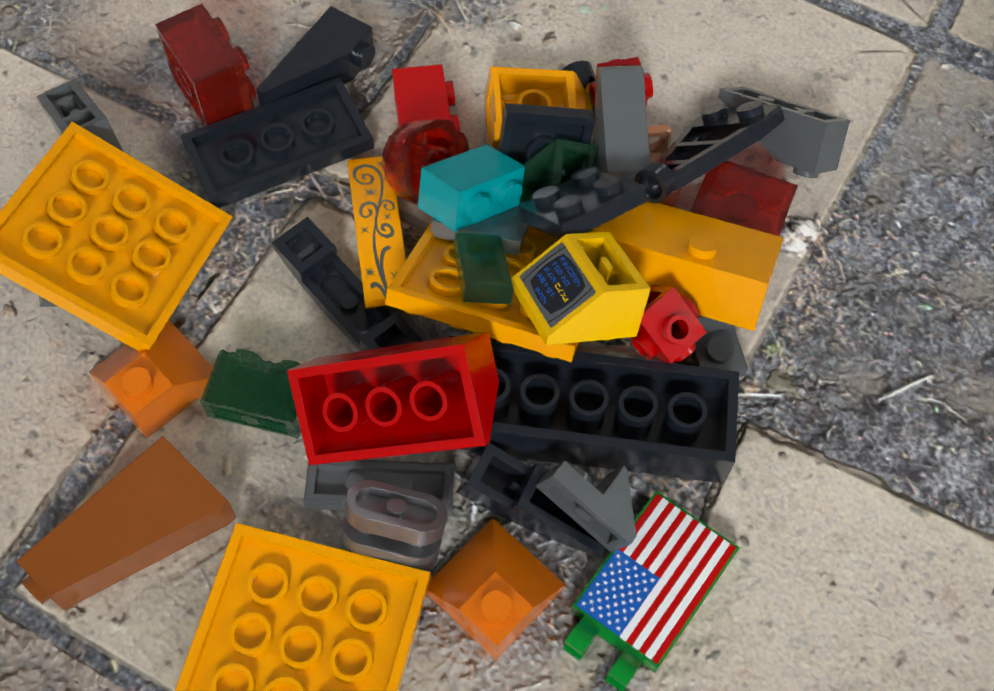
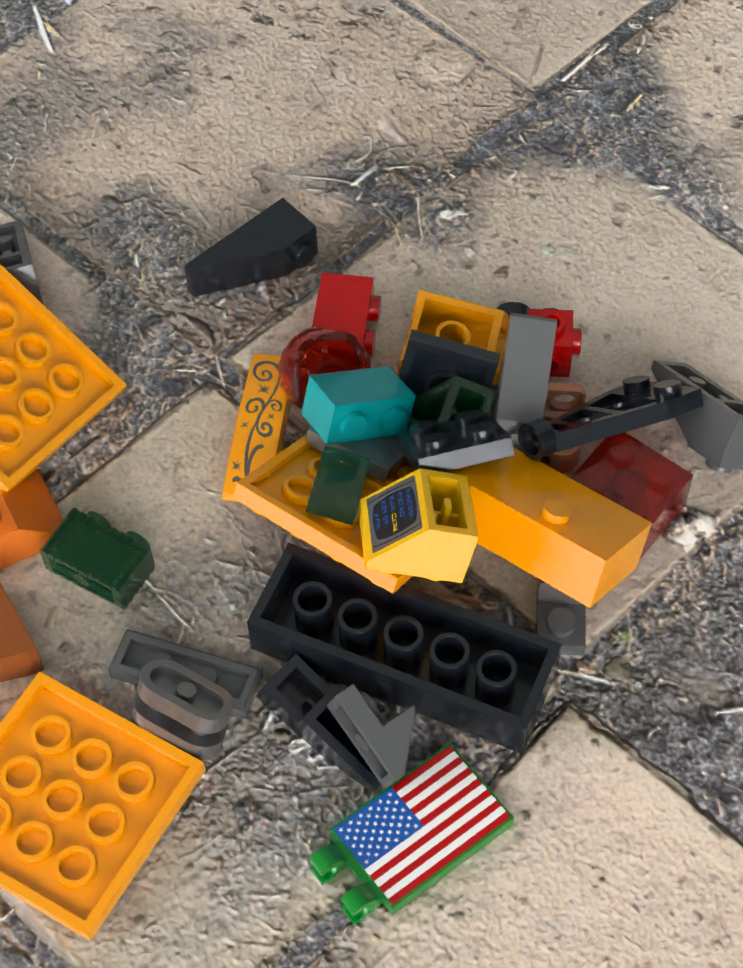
camera: 20 degrees right, 5 degrees down
(206, 65) = (145, 236): clear red brick -> none
(277, 142) = (192, 321): black plate -> none
(338, 290) = (202, 476): black slope -> none
(397, 399) = (216, 589): red slope -> none
(494, 588) = (263, 796): orange slope -> none
(668, 326) = (483, 573): red brick -> none

